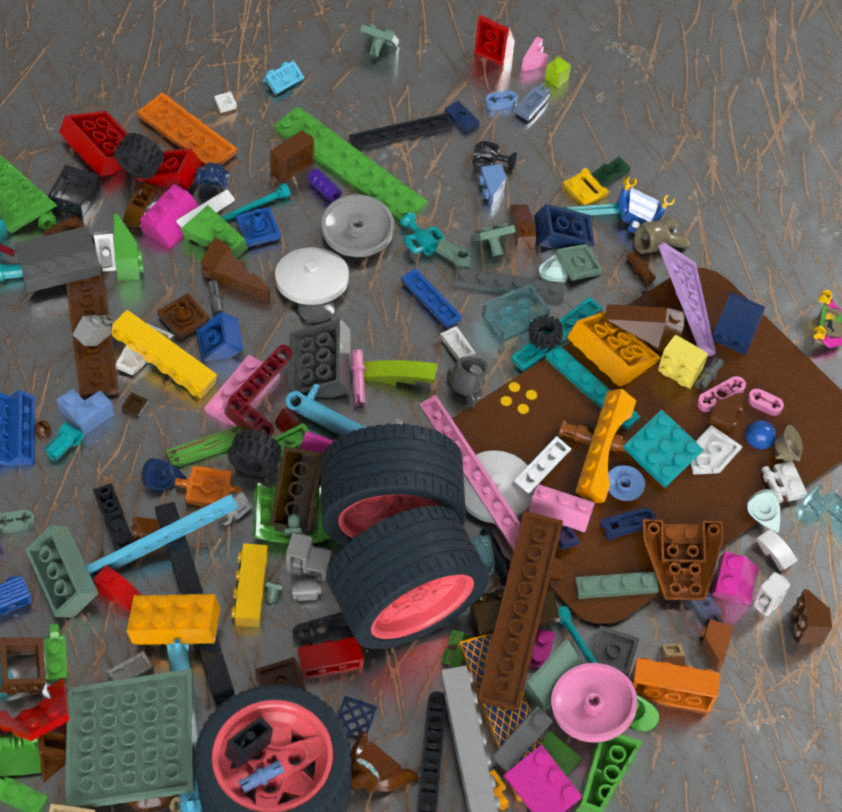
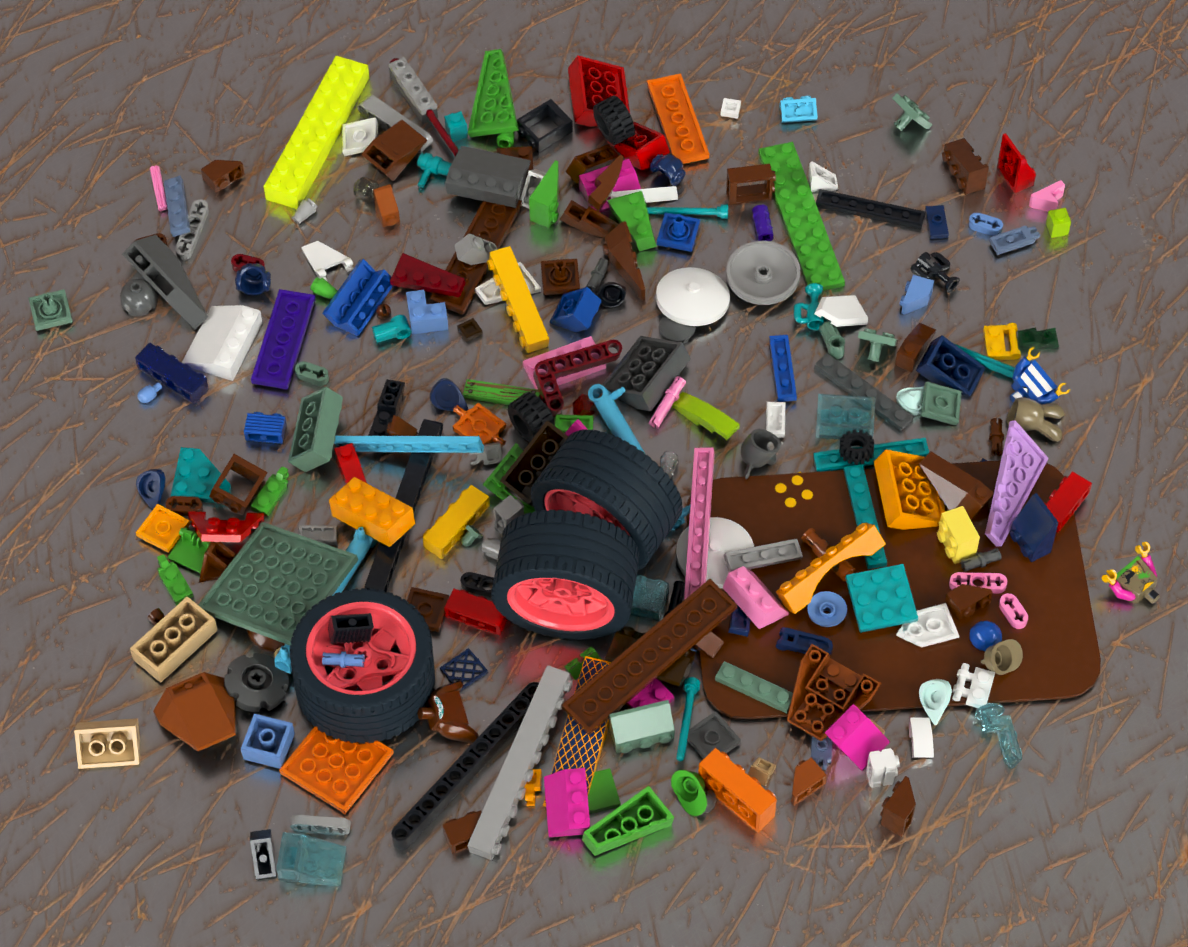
camera: 40 degrees right, 0 degrees up
(62, 377) = (420, 275): none -> dark red wing
(173, 213) = (605, 184): none -> reddish brown slope
(173, 255) = (588, 220): none -> reddish brown slope
(241, 308) = (611, 294): none -> black hat
(293, 525) = (517, 490): sand green piece -> none
(344, 125) = (821, 178): none -> white slope
(444, 225) = (842, 310): none -> white tile
(453, 60) = (965, 166): none -> reddish brown wedge
(522, 739) = (581, 755): dark grey slope -> none
(594, 702) = (654, 761): bright pink dish -> none
(735, 281) = (1068, 498): none -> red brick

